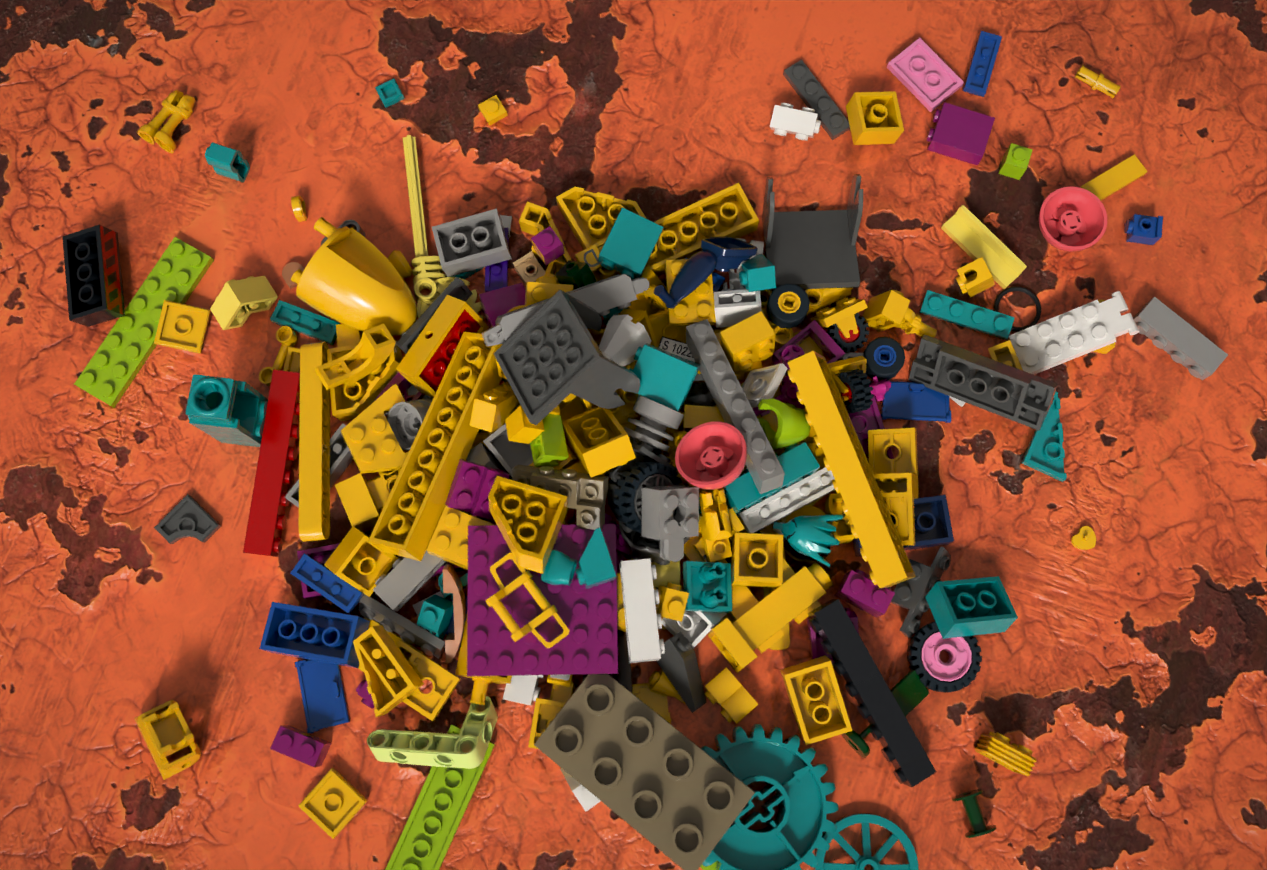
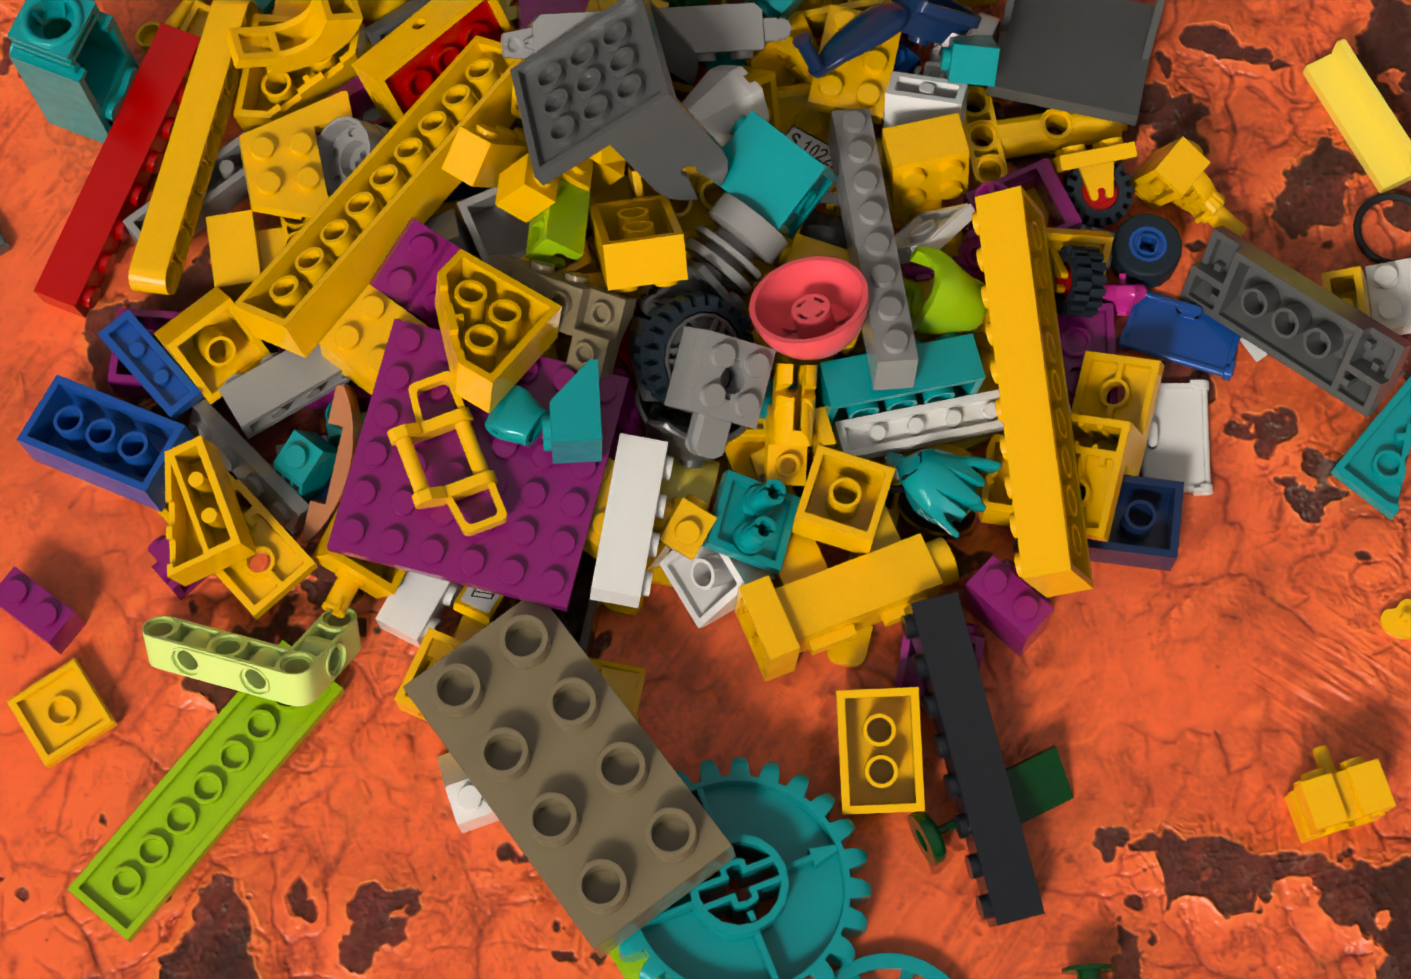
camera: 15 degrees right, 5 degrees down
(321, 693) = (88, 538): blue door -> none
(660, 683) = (641, 667): yellow cone -> none
(682, 670) = (676, 647): dark grey slope -> none
(730, 696) = (743, 713): yellow brick -> none
(786, 314) = (1000, 136): black wheel -> none
(912, 592) = (1100, 625): dark grey bracket -> none
(933, 466) = (1181, 437): none -> white door
(941, 676) = (1135, 720): wheel -> none
(967, 315) = (1305, 217): teal plate -> none
(971, 607) = (1175, 668): teal brick -> none
(974, 277) = (1331, 157): yellow brick -> none
(1013, 757) = (1168, 918): yellow brick -> none
(1080, 657) = (1338, 798): none -> yellow brick

